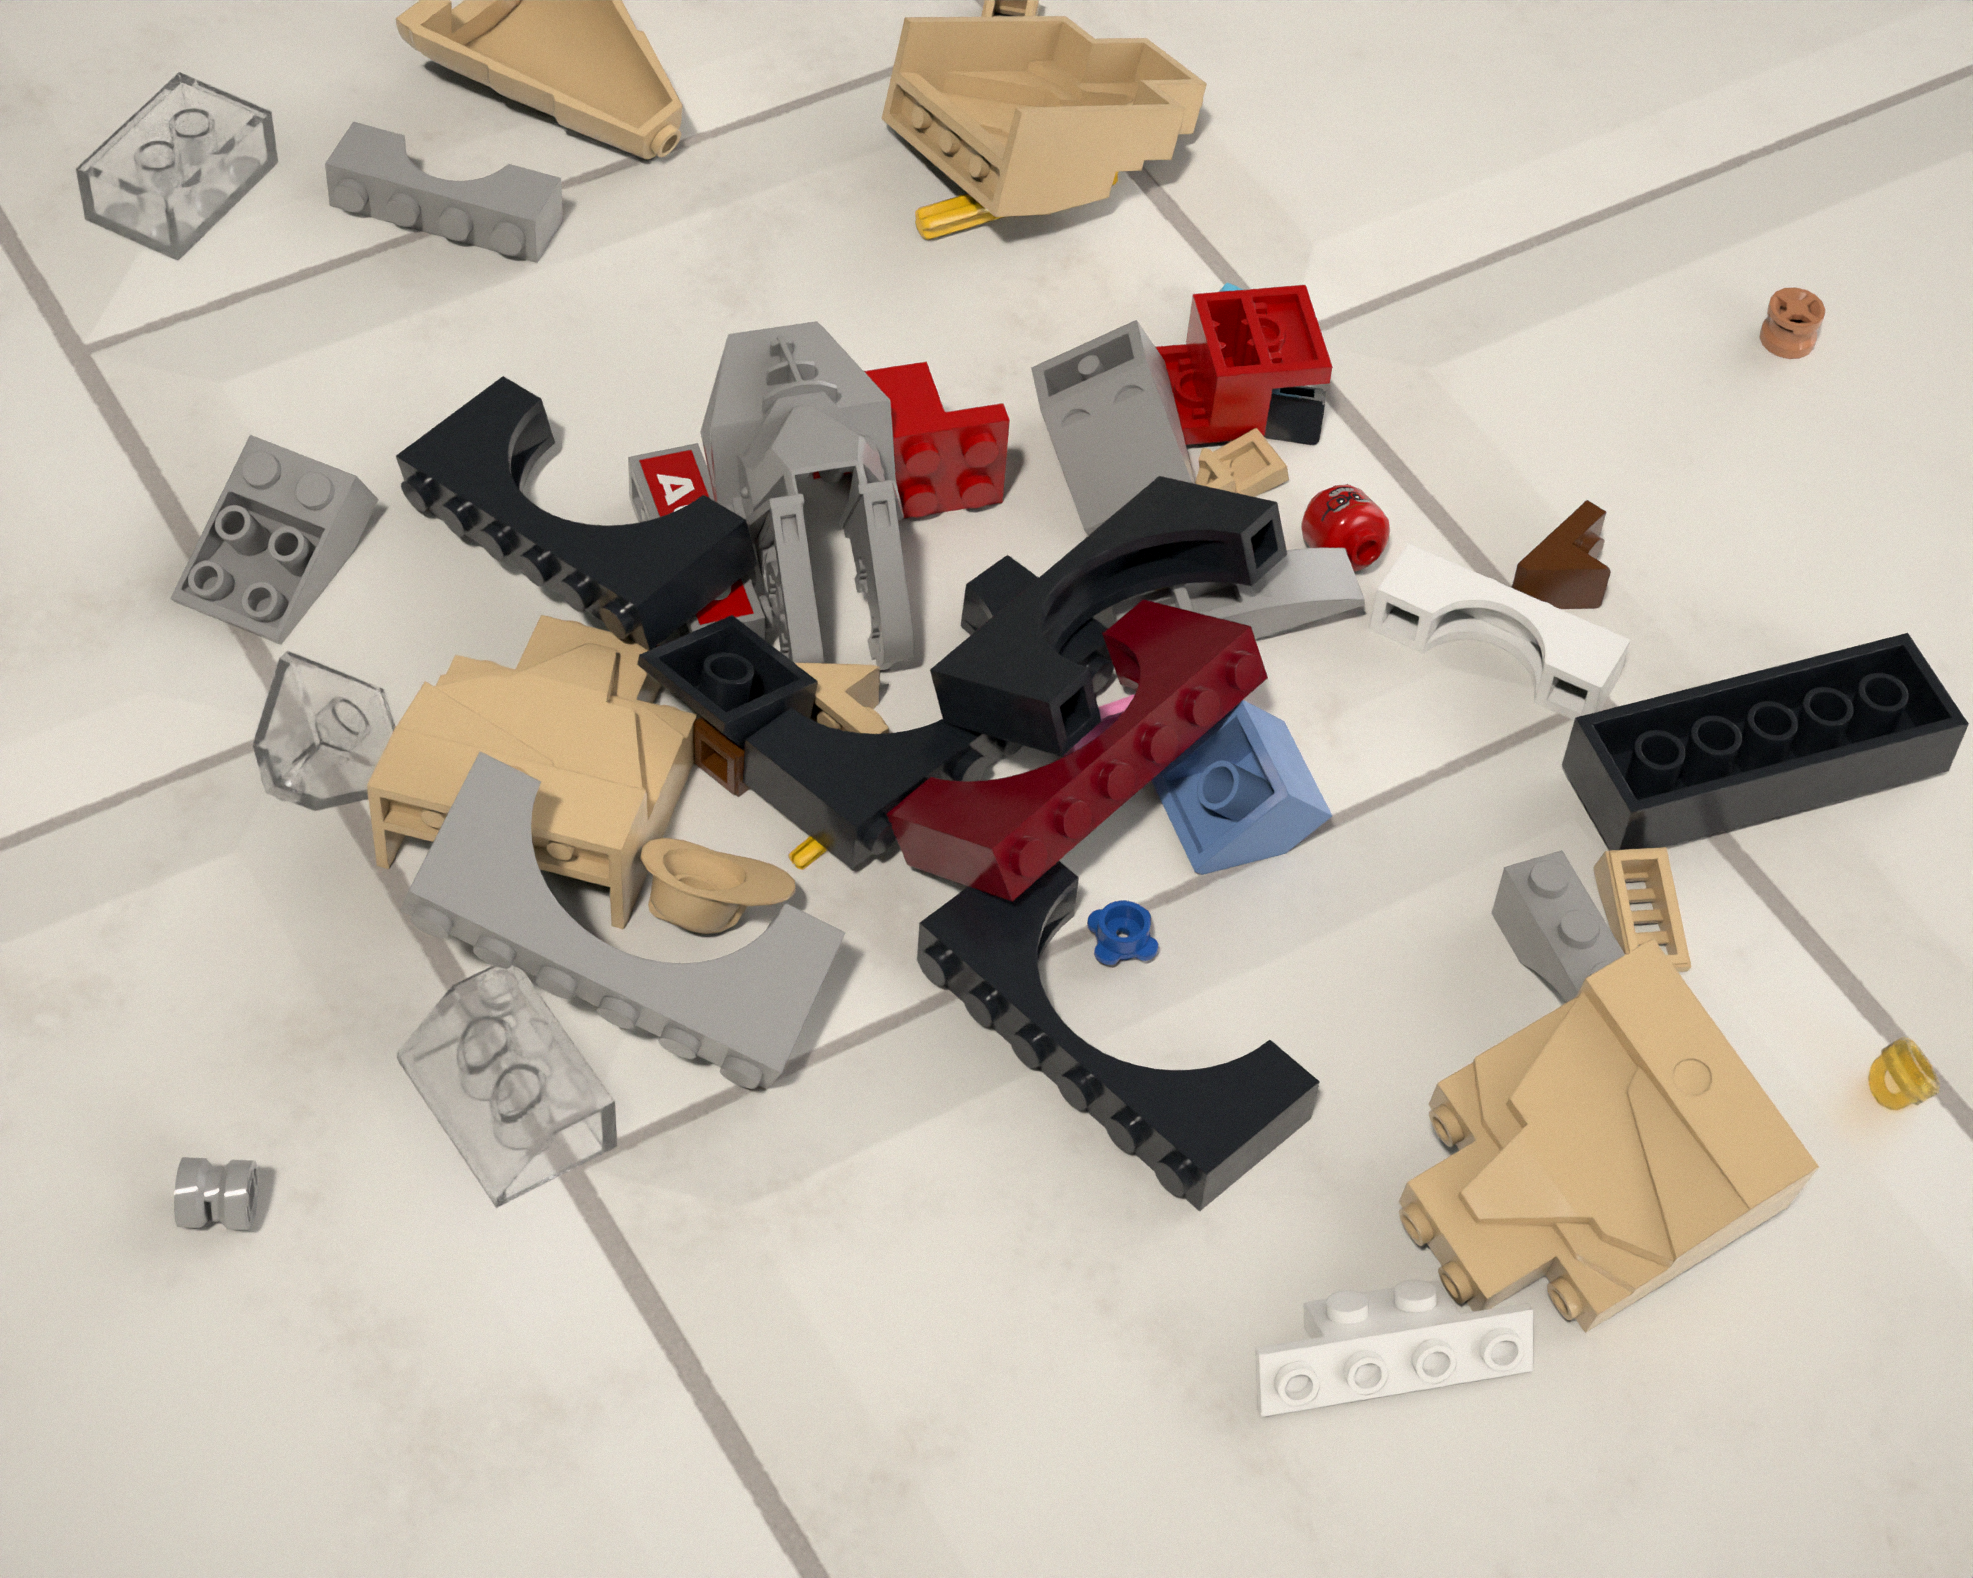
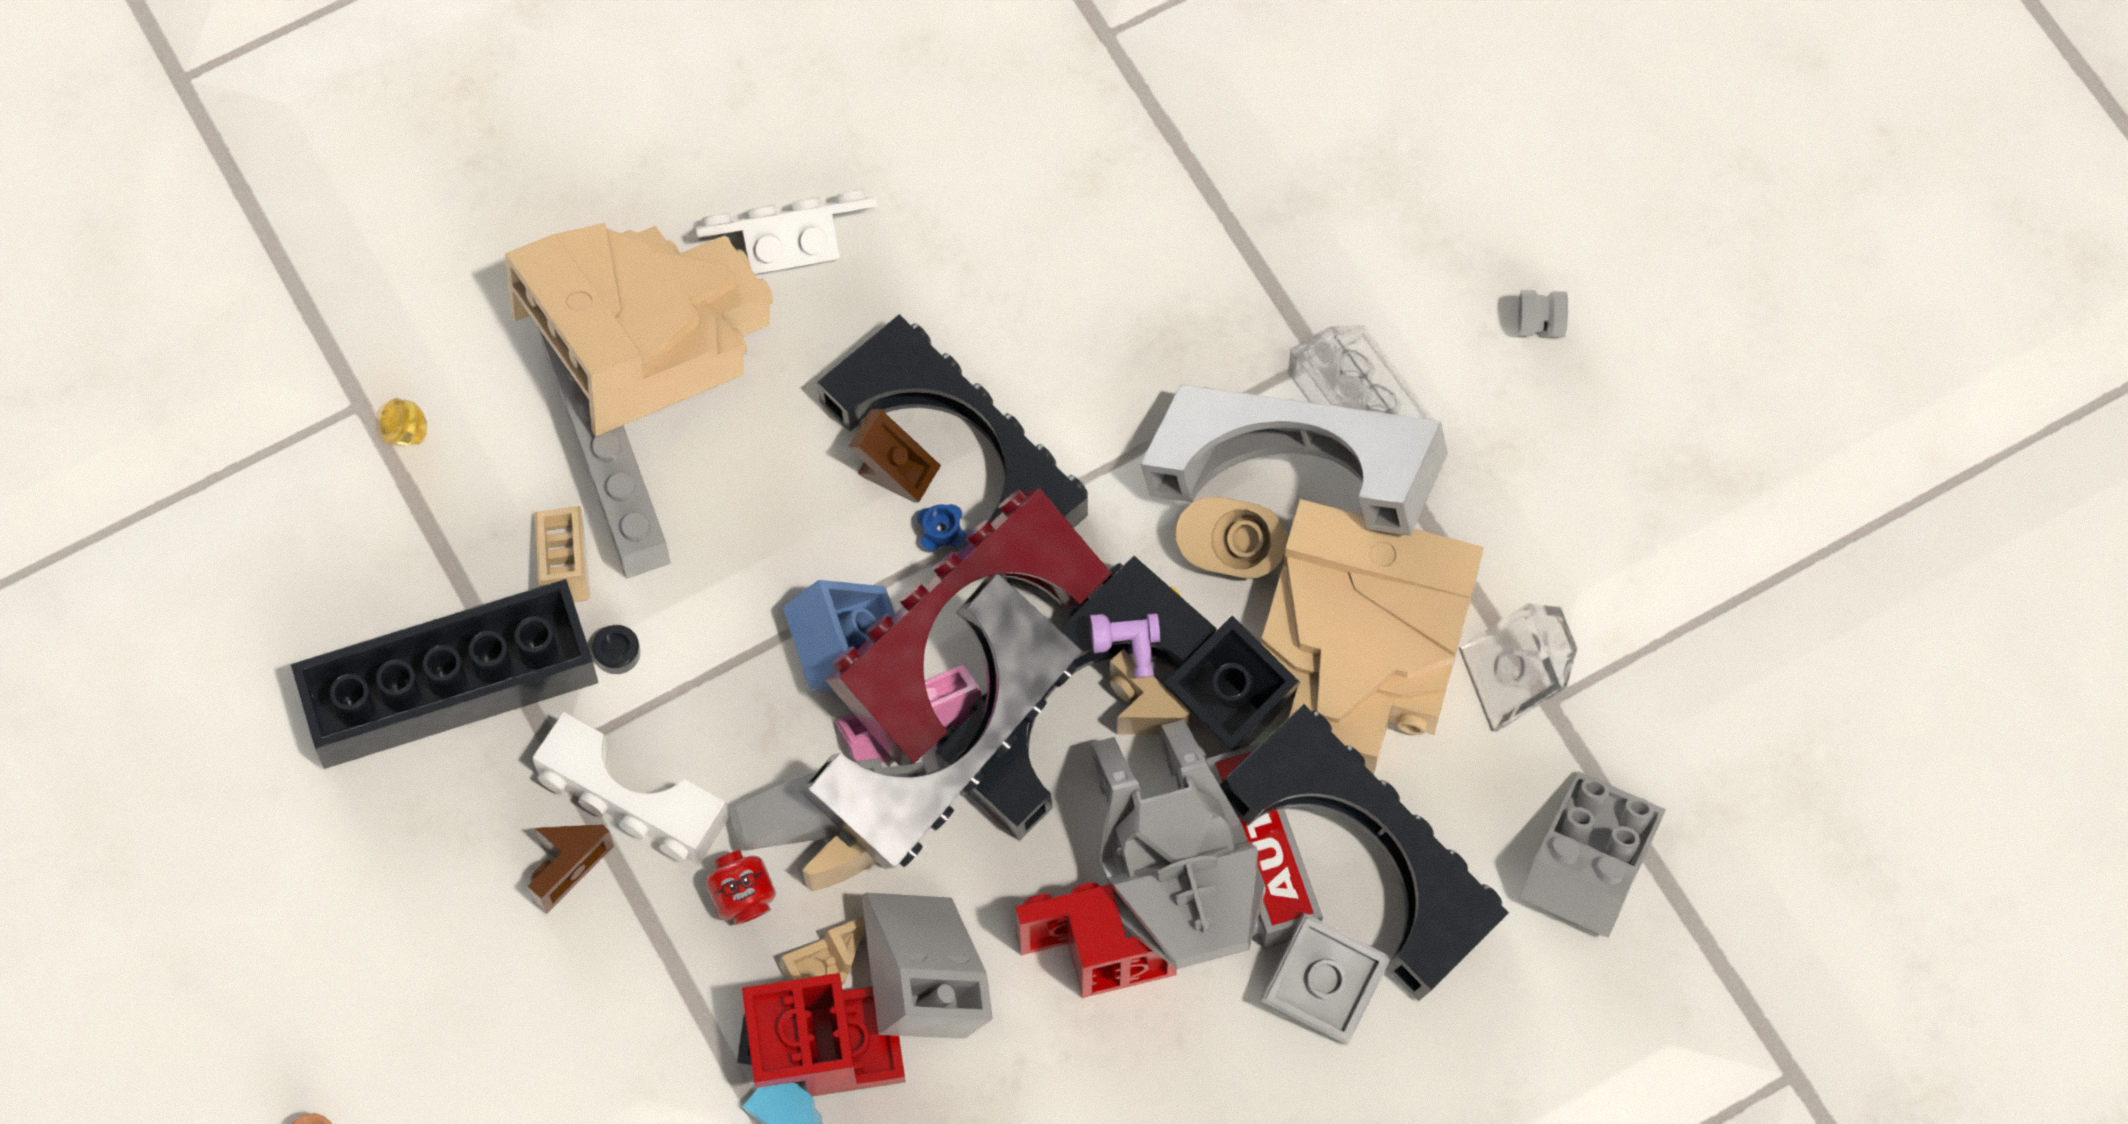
camera: 175 degrees left, 15 degrees up
(629, 415) = (1325, 978): none -> light grey tile
(849, 721) = (1138, 631): none -> lavender piece
(1199, 1008) = (893, 457): none -> reddish brown slope
(1546, 803) = (616, 649): none -> black tile

